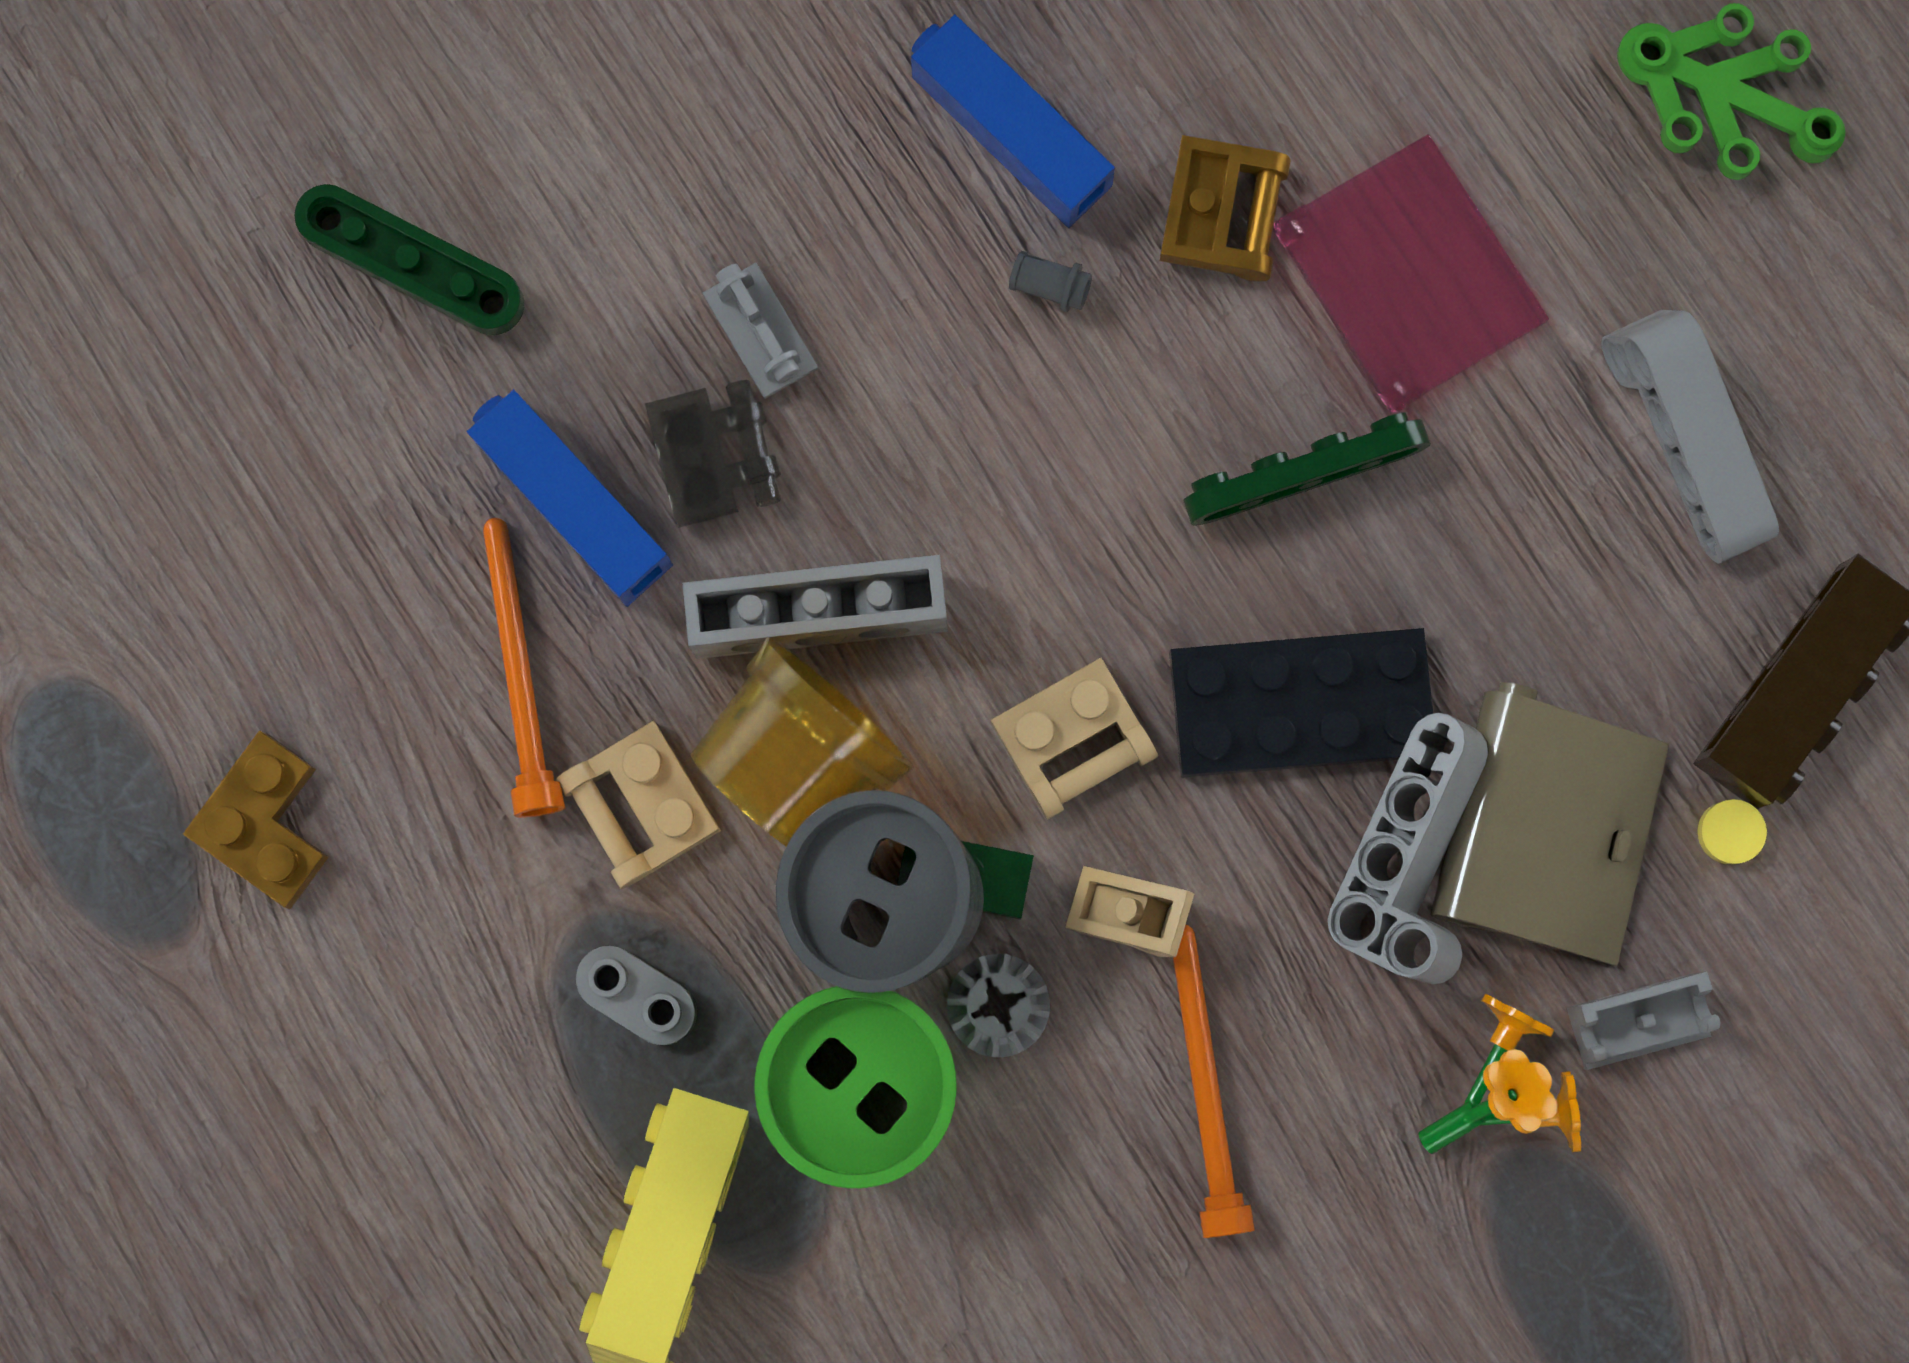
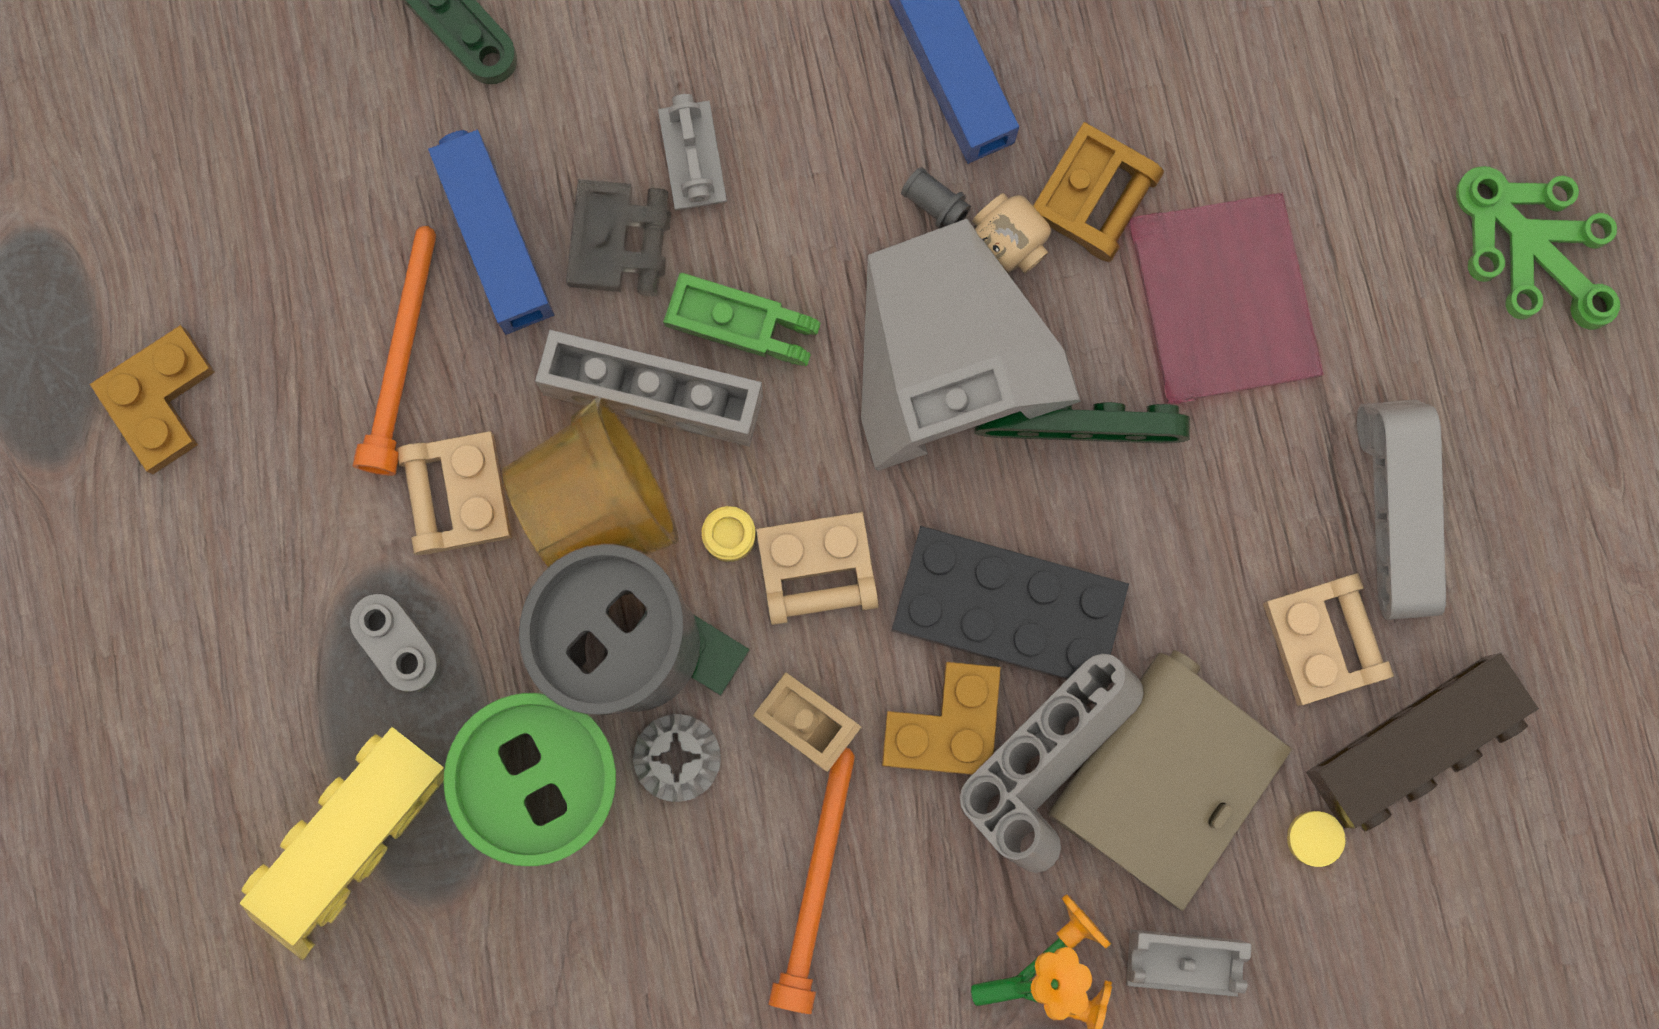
camera: 15 degrees right, 0 degrees up
(879, 495) = (736, 319): none -> bright green hinge
(961, 736) = (728, 534): none -> light yellow tile
(1130, 437) = (951, 345): none -> light grey wedge
(1149, 289) = (1013, 232): none -> tan head
(1303, 860) = (959, 737): none -> pearl gold plate
(1647, 622) = (1310, 644): none -> tan plate

